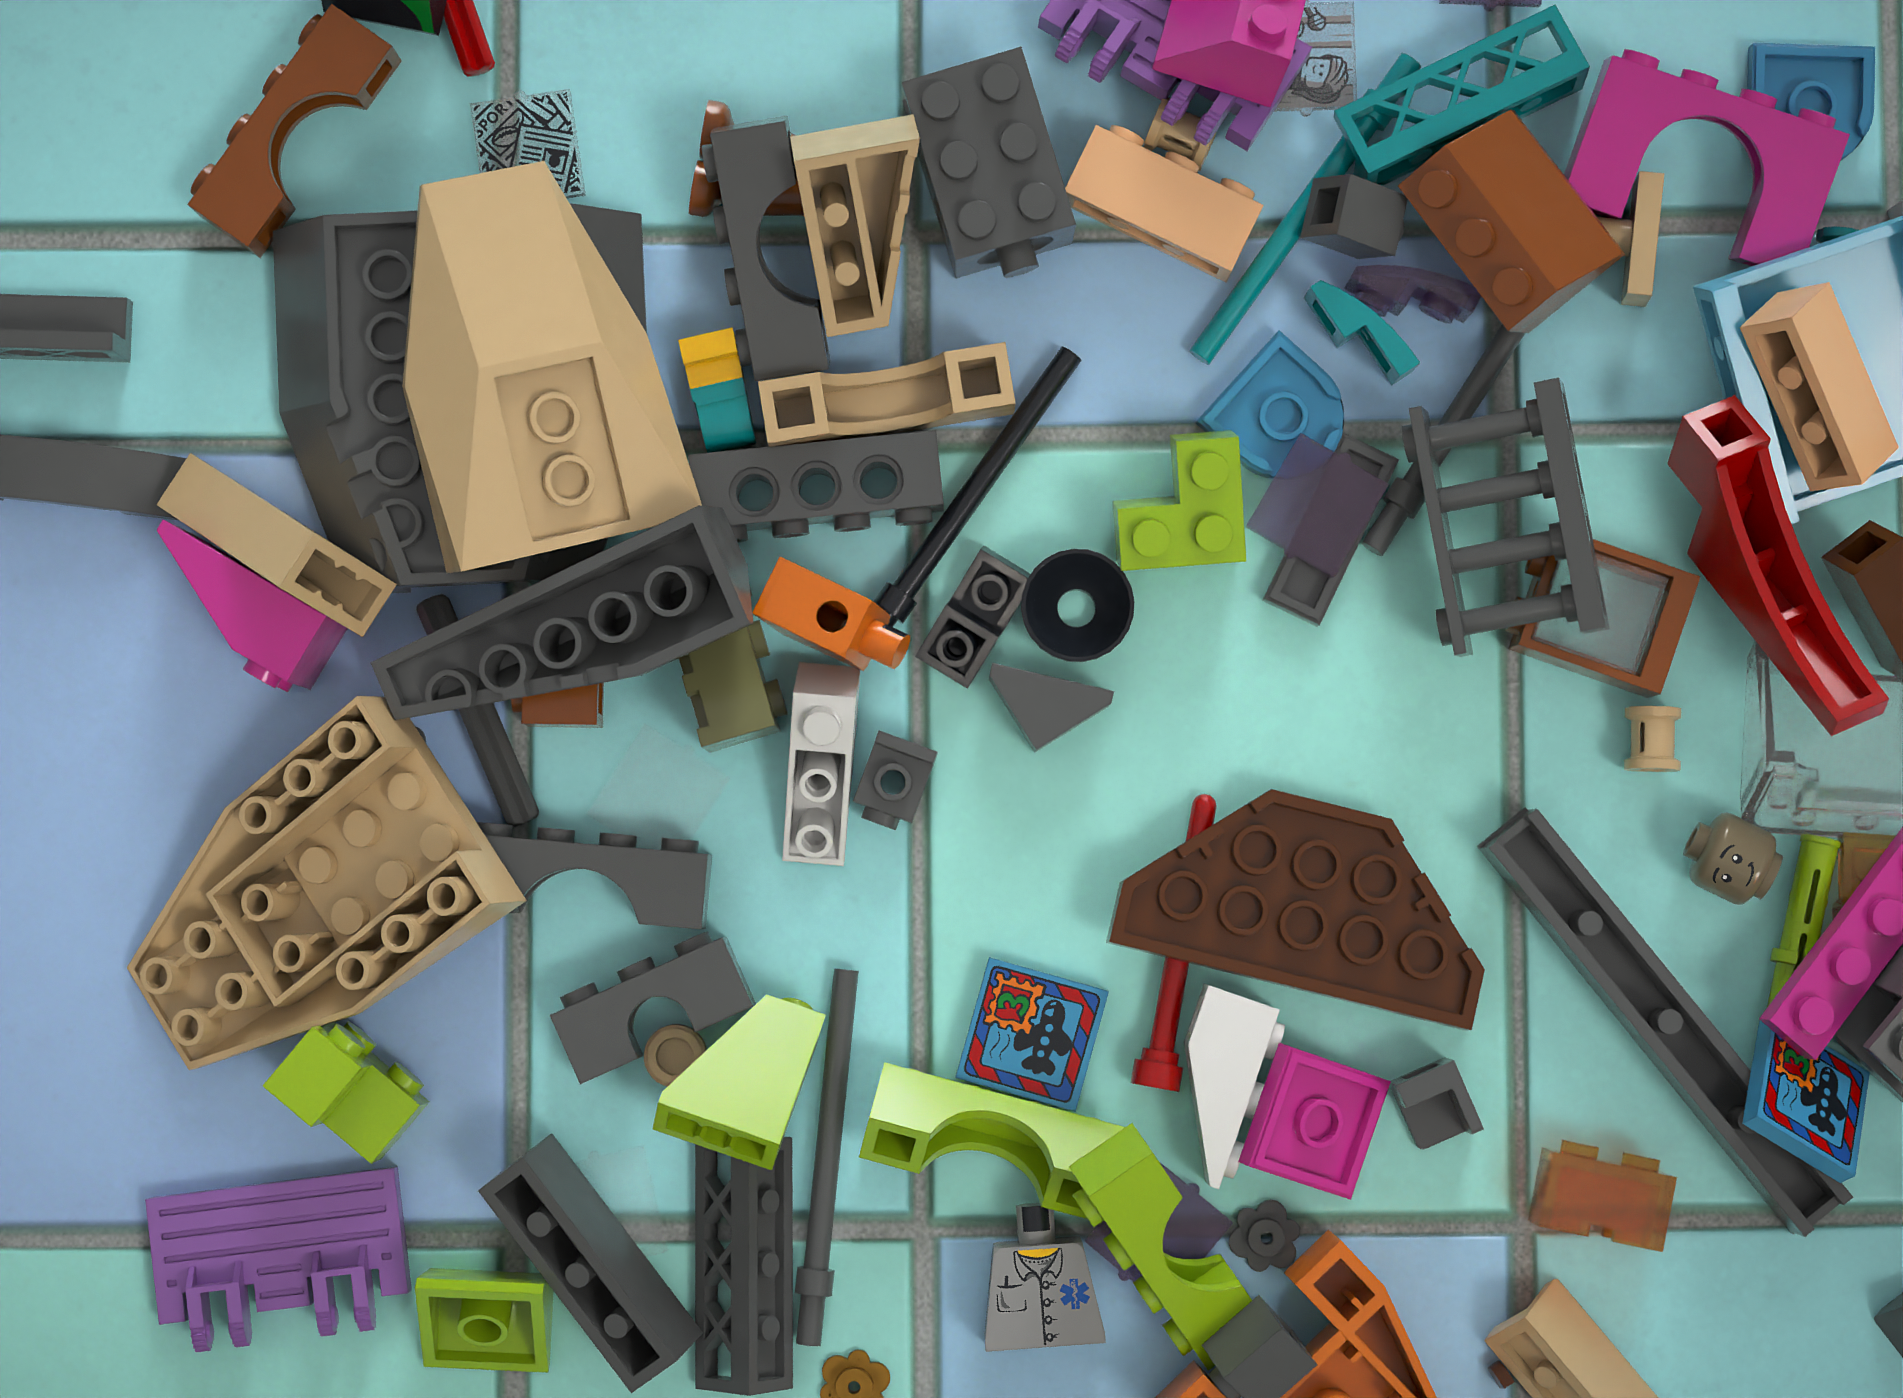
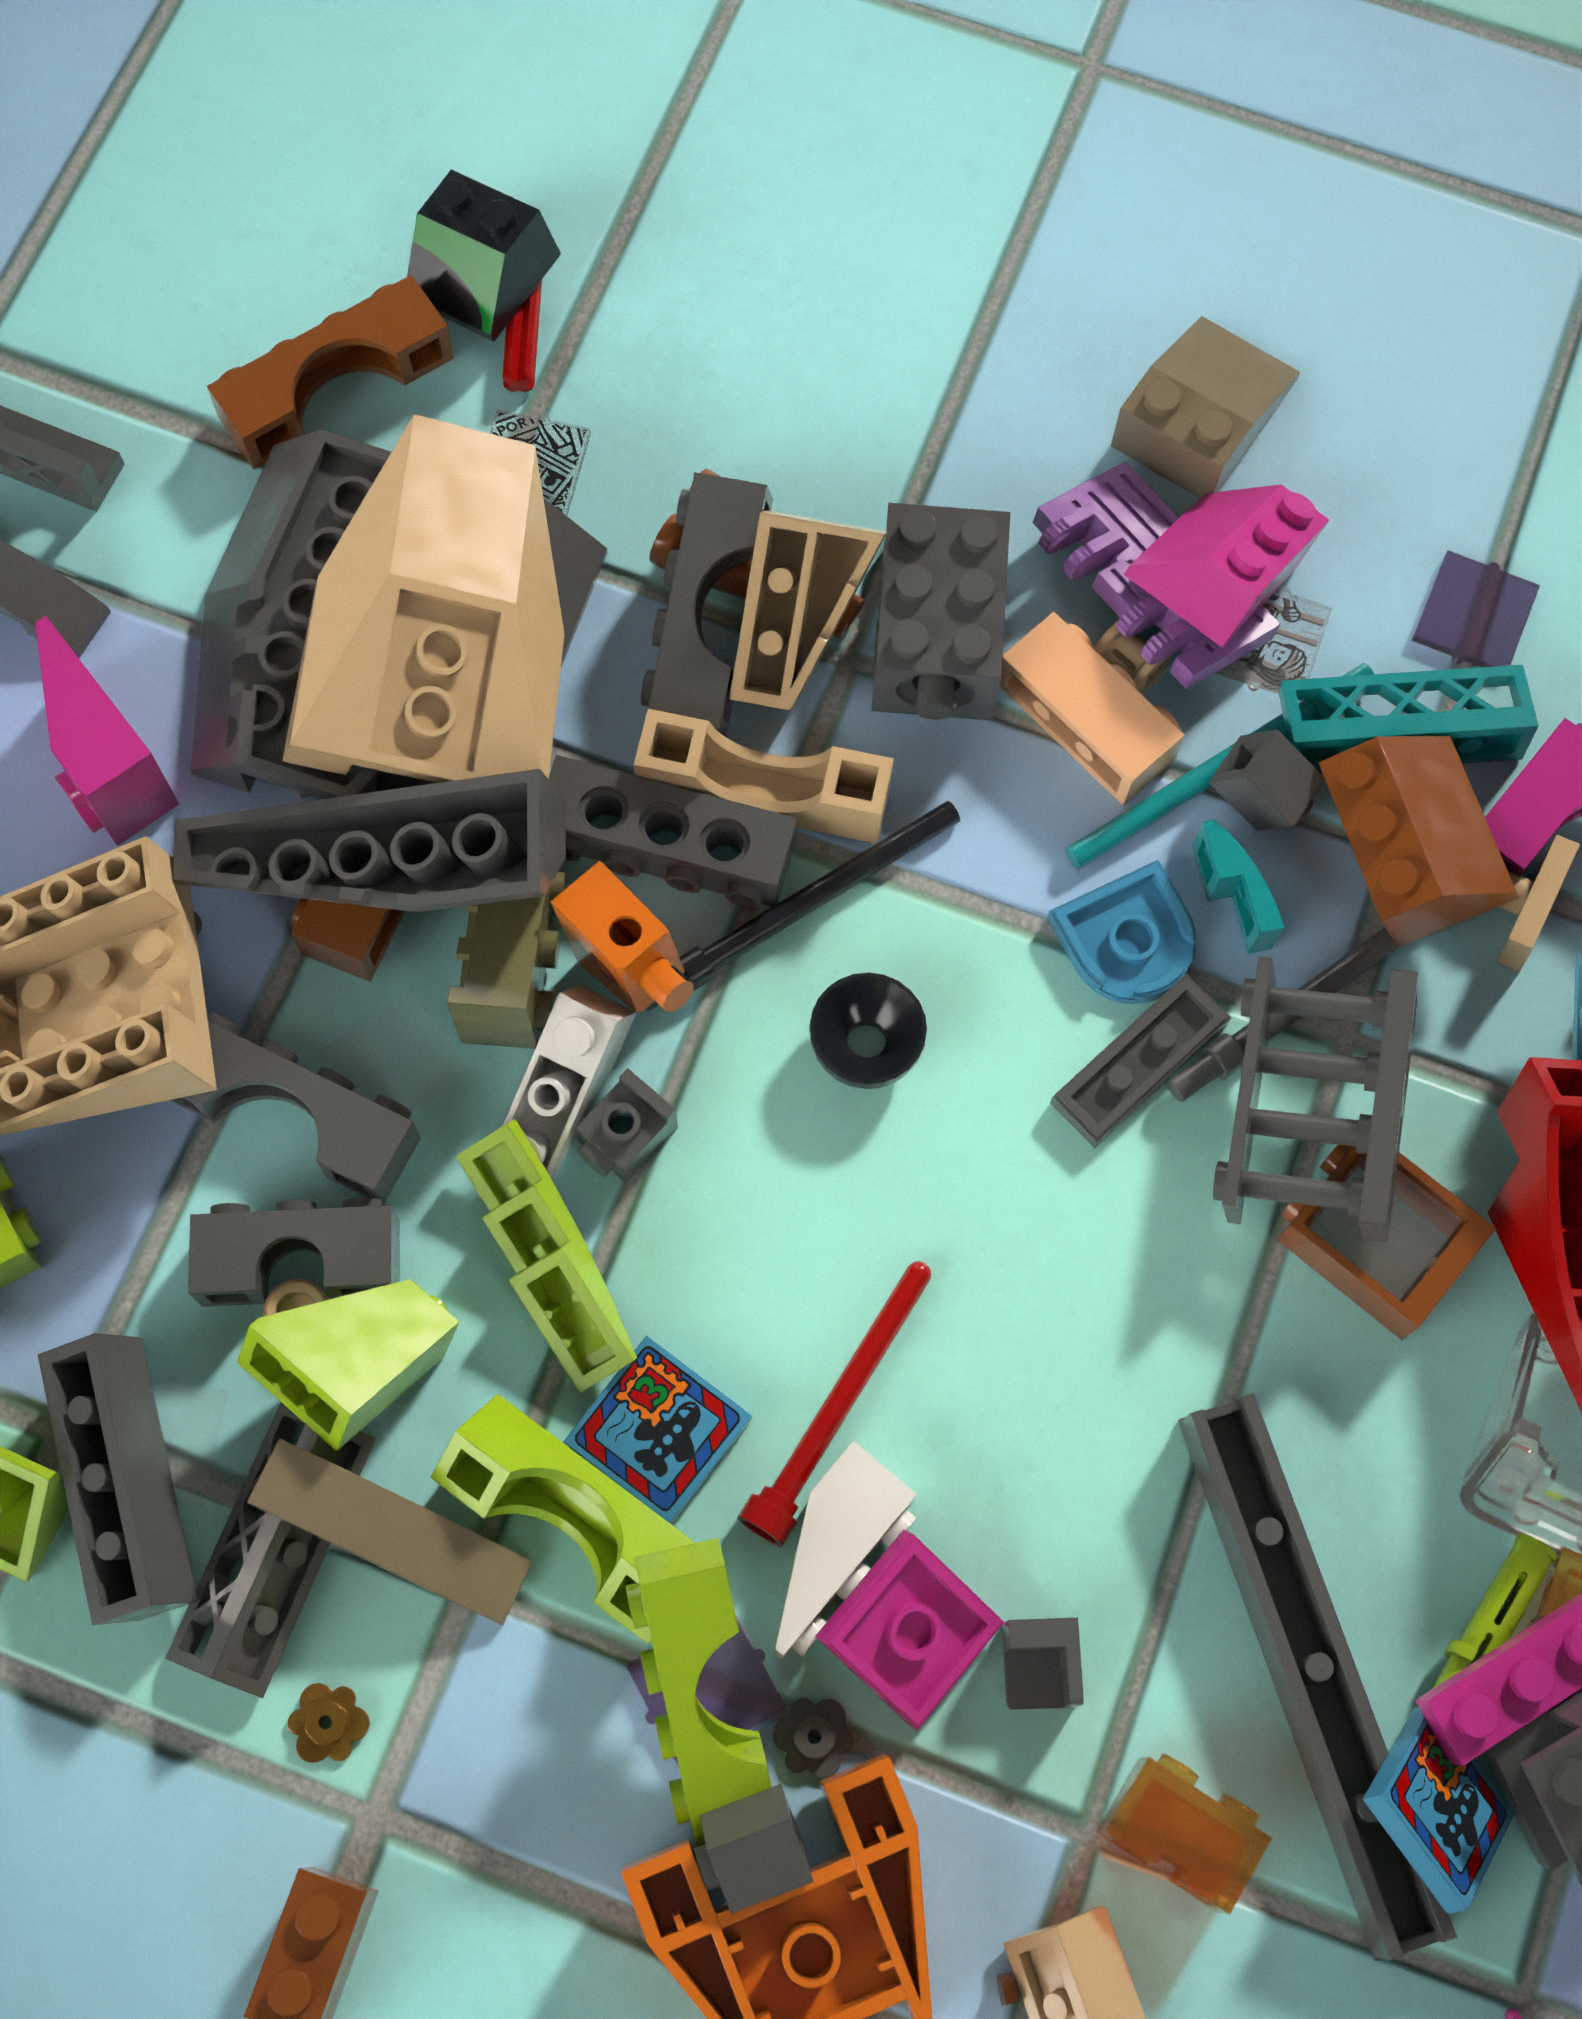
camera: 20 degrees right, 15 degrees down
(276, 545) = (145, 690): tan slope -> none
(487, 733) = (258, 958): dark grey axle -> none
(718, 389) = (611, 712): leg -> none
(815, 1278) = (336, 1591): dark grey bar -> none
(843, 1215) = (390, 1531): none -> dark tan slope
(875, 920) = (549, 1255): none -> lime slope
(974, 617) = (764, 1013): black slope -> none
(1040, 1288) = (558, 1691): light grey torso -> none
(1045, 704) = (803, 1114): dark grey slope -> none
(1201, 519) = (1010, 997): lime brick -> none
(1306, 904) = (986, 1407): reddish brown plate -> none
(1317, 505) = (1136, 1028): clear purple piece -> none
(1391, 287) = (1288, 857): clear purple slope -> none
(1652, 739) = (1394, 1377): tan bush -> none
(1733, 858) = (1439, 1527): dark tan head -> none

